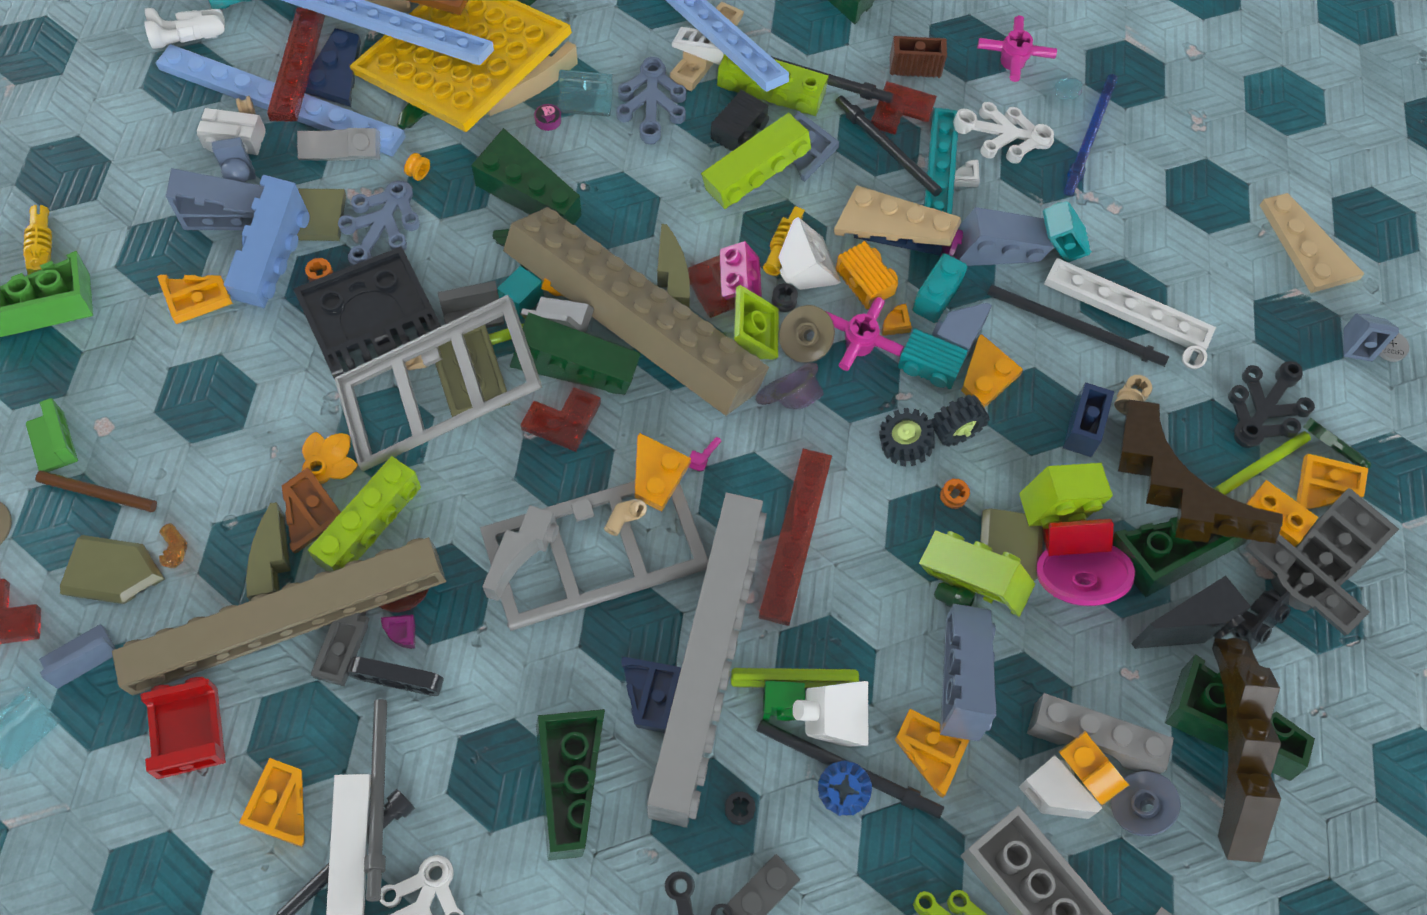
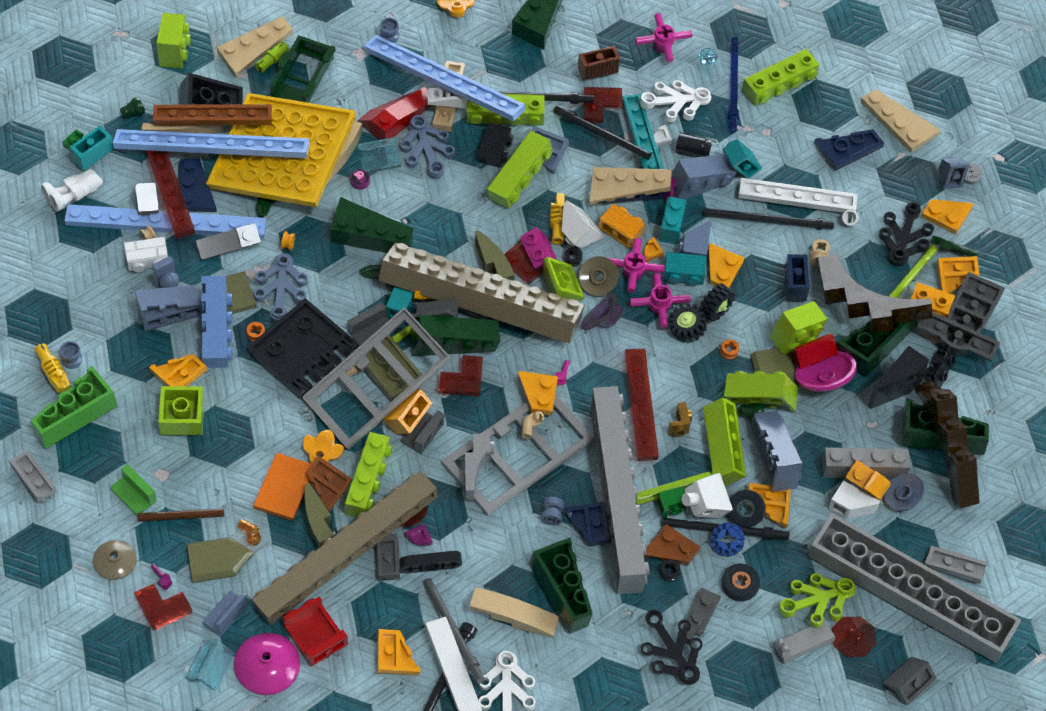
camera: 20 degrees left, 5 degrees down
(24, 580) = (165, 580): none -> magenta hand
(68, 230) = (70, 354): none -> sand blue wheel
(112, 764) = (269, 675): none -> dark pink dish
(162, 346) = (181, 410): none -> lime brick
(245, 495) = (283, 487): none -> orange tile
(263, 61) = (146, 198): none -> slope
(462, 445) = (408, 413): none -> light orange brick
(476, 477) = (424, 432): none -> dark grey panel
(478, 798) = (514, 611): none -> tan slope
(602, 656) = (553, 508): none -> sand blue wheel
(626, 51) = (394, 116): none -> red wedge
(757, 770) = (672, 546): none -> dark orange wing
(851, 574) = (683, 423): none -> pearl gold bracket
(854, 875) = (742, 572): none -> black bush
(877, 401) = (666, 300): none -> dark pink bar
(895, 632) = (724, 440): none -> lime brick
(904, 740) = (753, 499): none -> black bush
(1006, 195) = (693, 145): none -> black piece
(1158, 141) = (780, 77): none -> lime brick
(1222, 262) = (850, 148): none -> dark blue wing
(1339, 393) = (947, 214): none -> light orange wing

